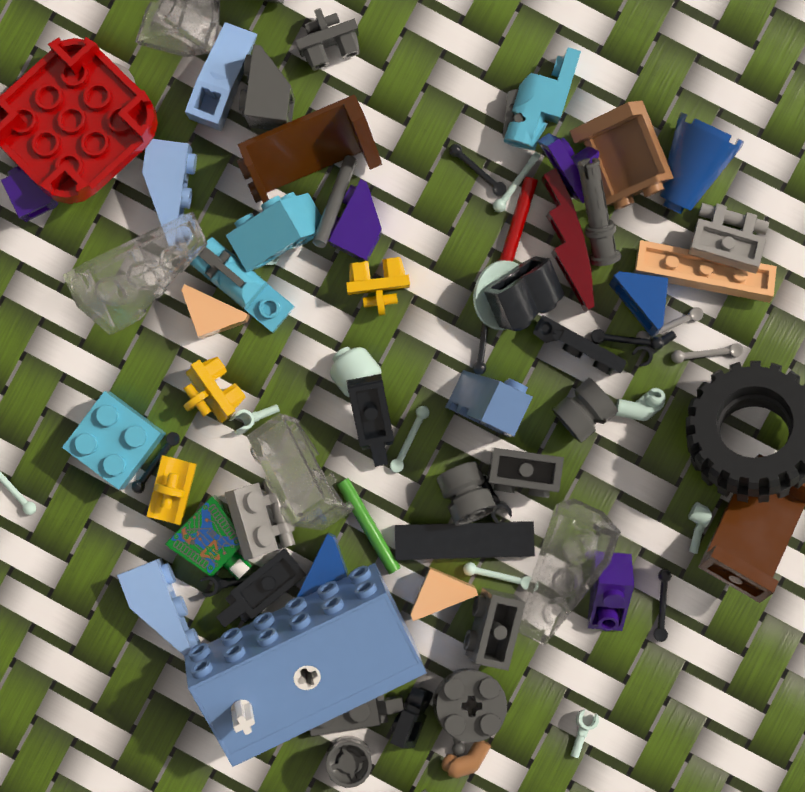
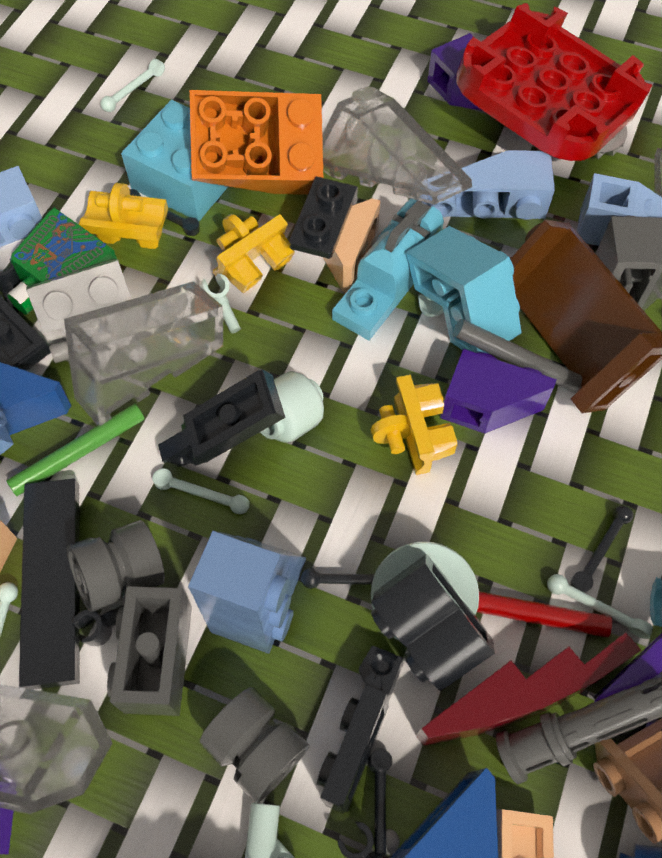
camera: 85 degrees right, 25 degrees down
(120, 375) = (256, 140): none -> orange slope
(197, 330) = (323, 217): none -> black bracket

